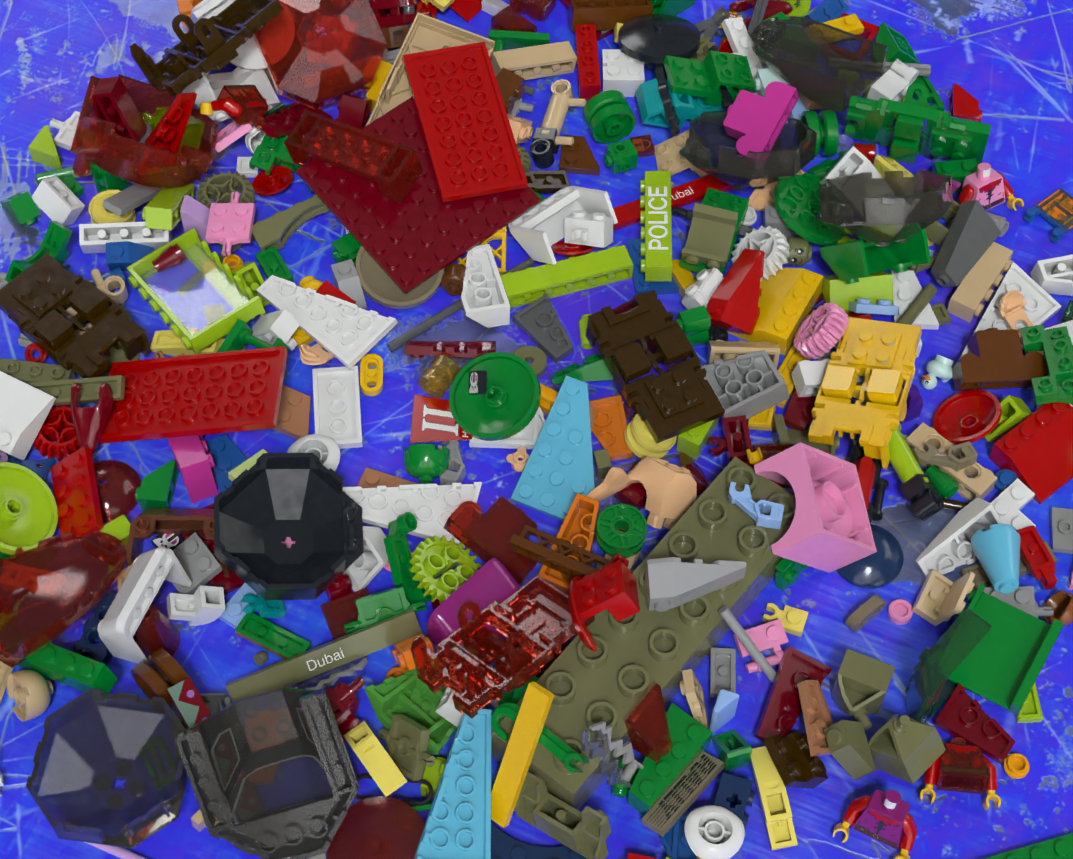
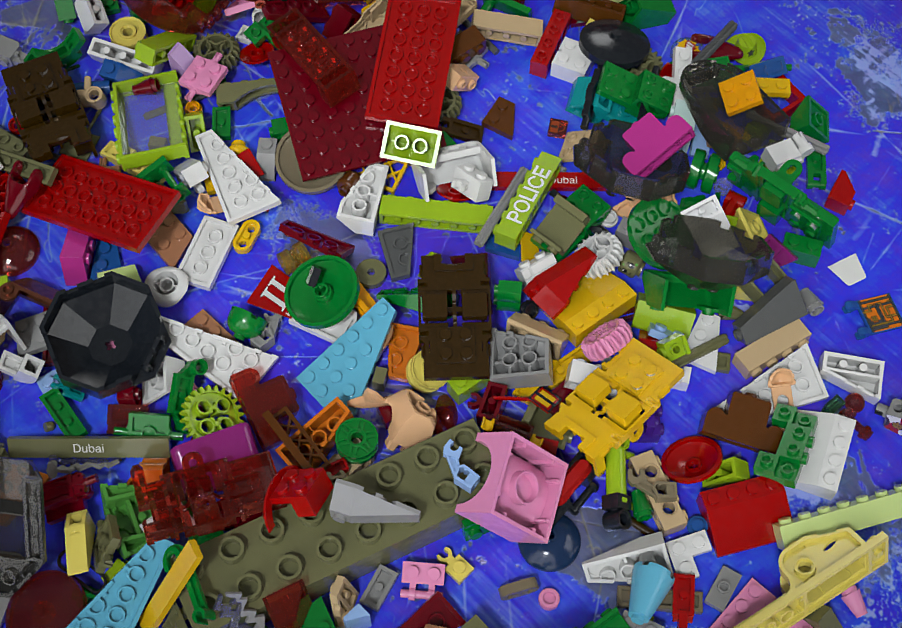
camera: 25 degrees right, 5 degrees up
(130, 199) = (137, 30): light grey tile -> none
(158, 487) = (44, 265): green slope -> none
(168, 541) = (30, 308): tile -> none
(417, 330) = (331, 208): dark grey piece -> none
(509, 208) = (411, 144): none -> lime slope
(513, 458) = (316, 346): light nougat plate -> none
(547, 137) = (483, 94): tan piece -> none
(609, 117) = (539, 95): green wheel -> none
(621, 156) = (532, 131): green brick -> none
(634, 243) = (502, 205): none -> light grey axle
(710, 25) = (666, 47): dark grey piece -> none
(748, 643) = (403, 574): light grey bar -> none
(783, 415) = (541, 397): none -> piece
(820, 40) = (740, 93): none -> light orange plate
(890, 310) = (673, 342): none -> lime brick
(940, 368) = (693, 408): light aqua animal -> none
(942, 597) = (585, 601): tan bracket -> none
(988, 188) = (818, 272): torso -> none
(1015, 178) = (848, 270): none -> white sticker

